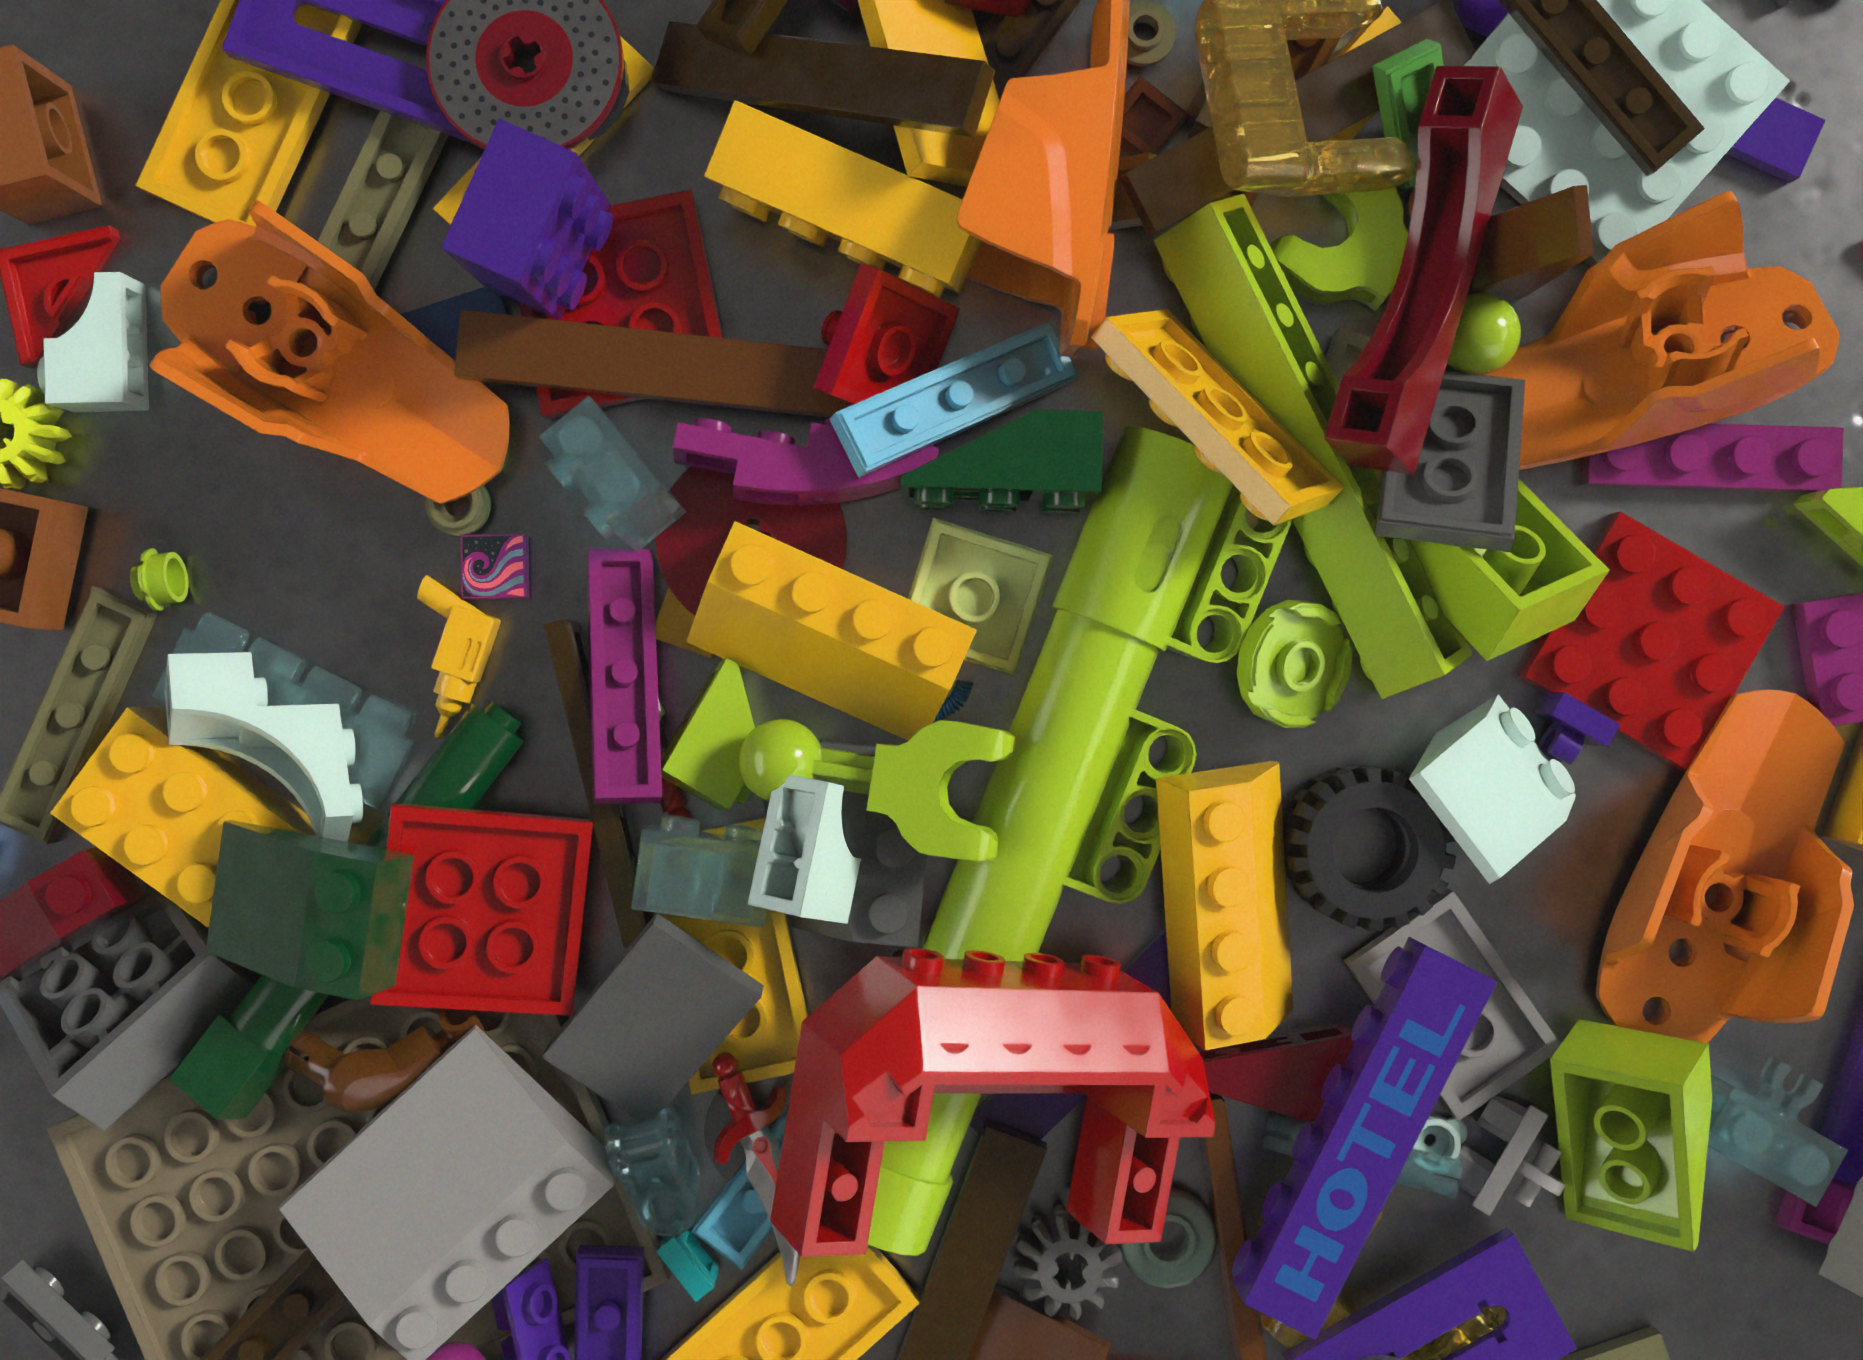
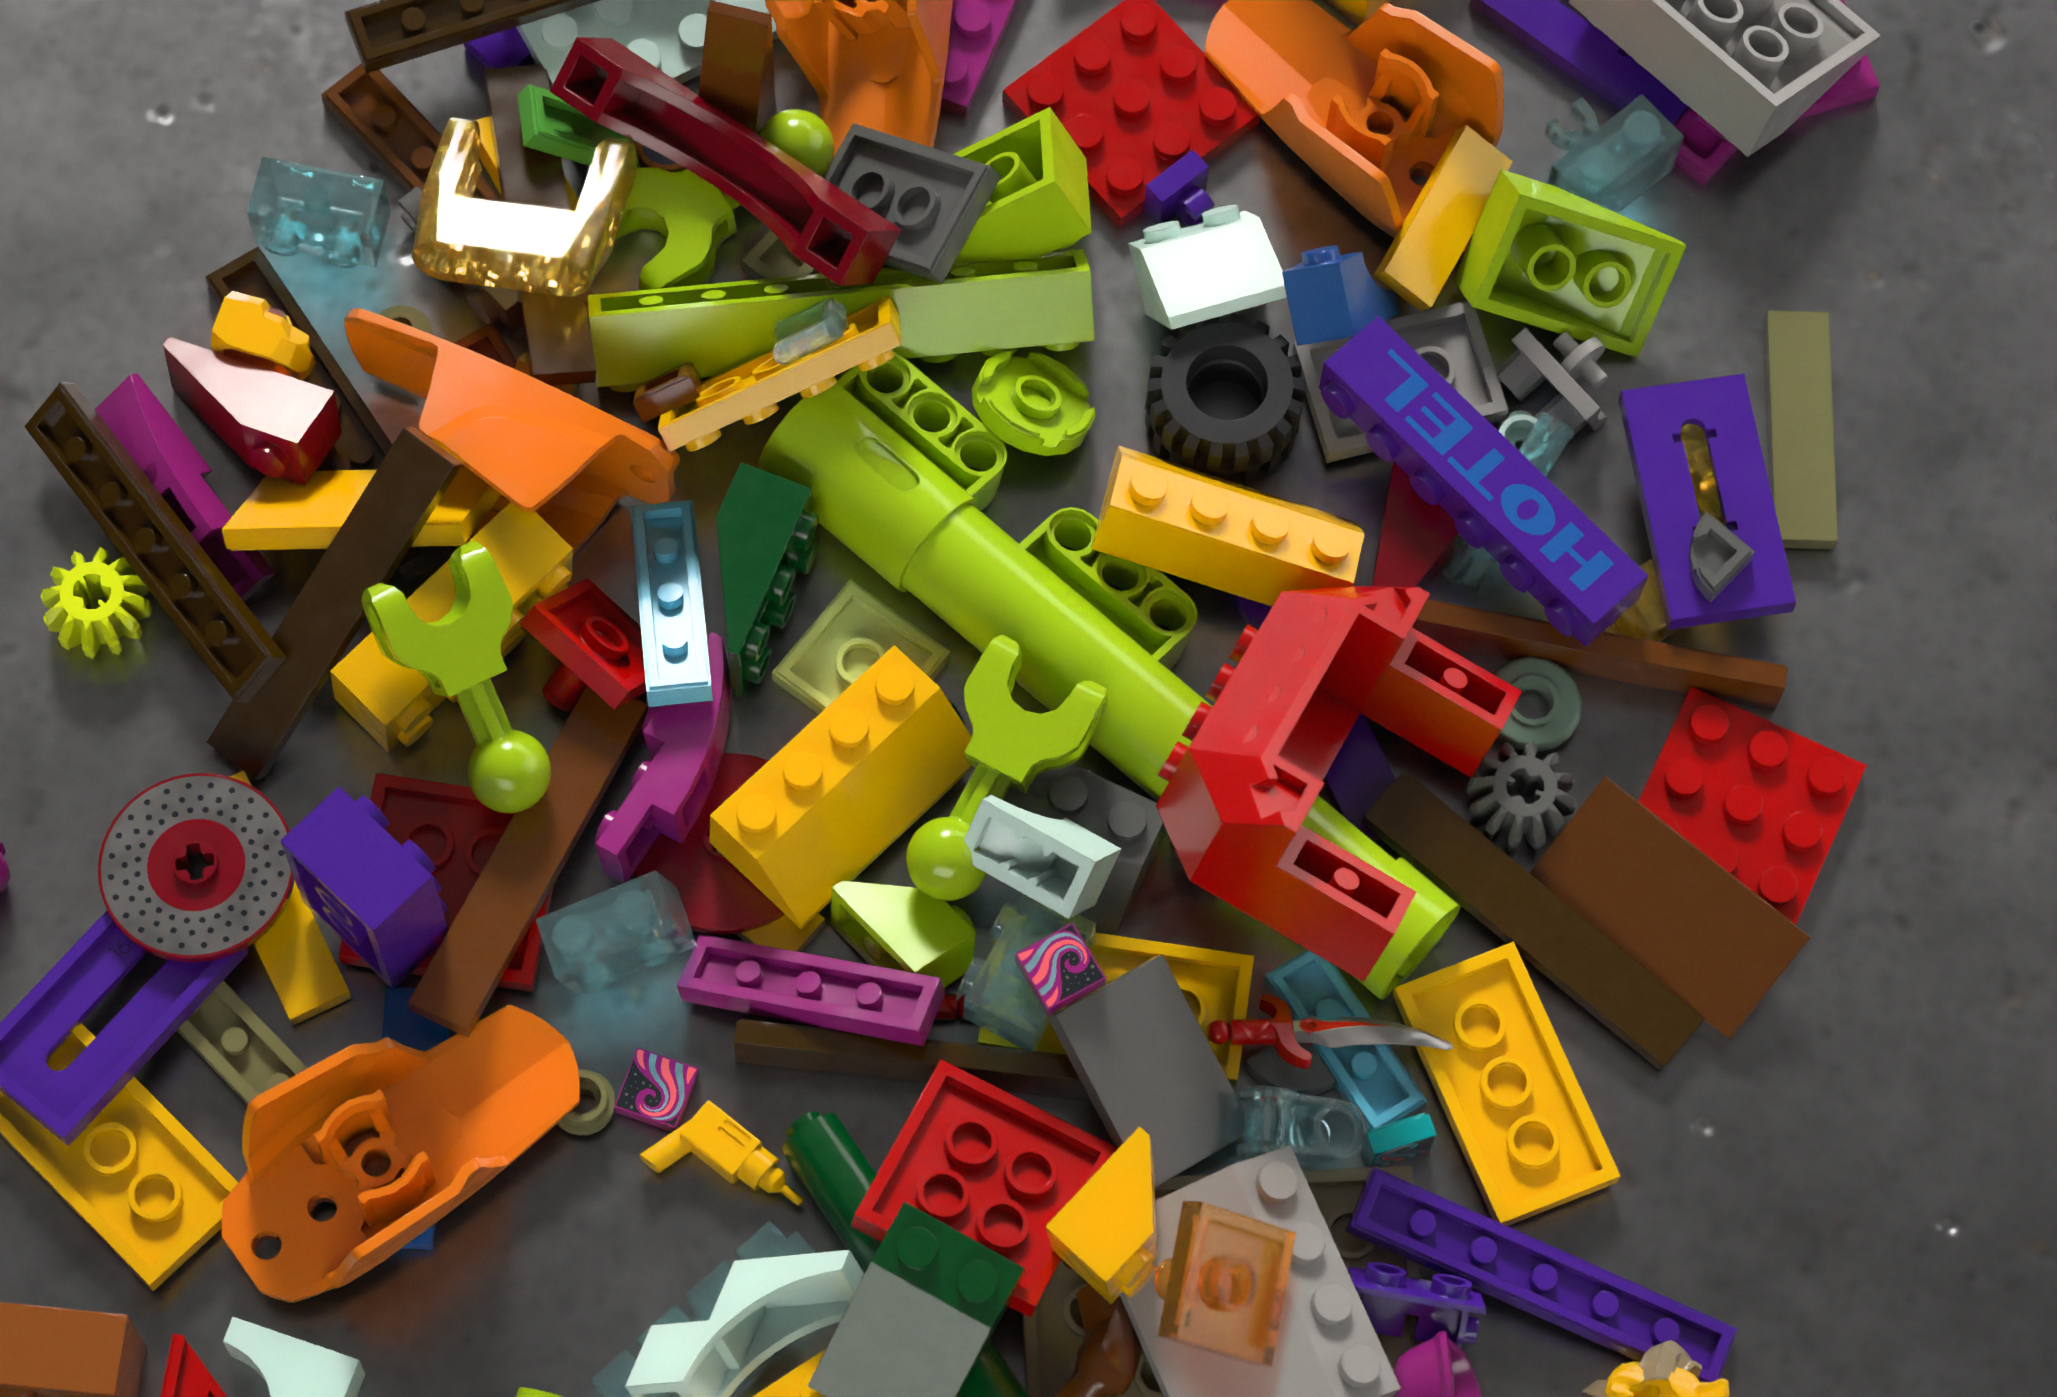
camera: 80 degrees left, 20 degrees down
(421, 1188) = (1225, 1283): none -> clear orange tile
(441, 1058) = (1111, 1223): none -> yellow slope
(698, 912) = (1060, 969): none -> tile
(783, 221) = (458, 658): none -> lime piece
(1167, 310) = (667, 391): none -> reddish brown tile
(1258, 438) = (809, 330): none -> clear light blue piece
(1505, 925) = (1334, 296): none -> blue arch
(1638, 995) = (1442, 219): none -> yellow tile

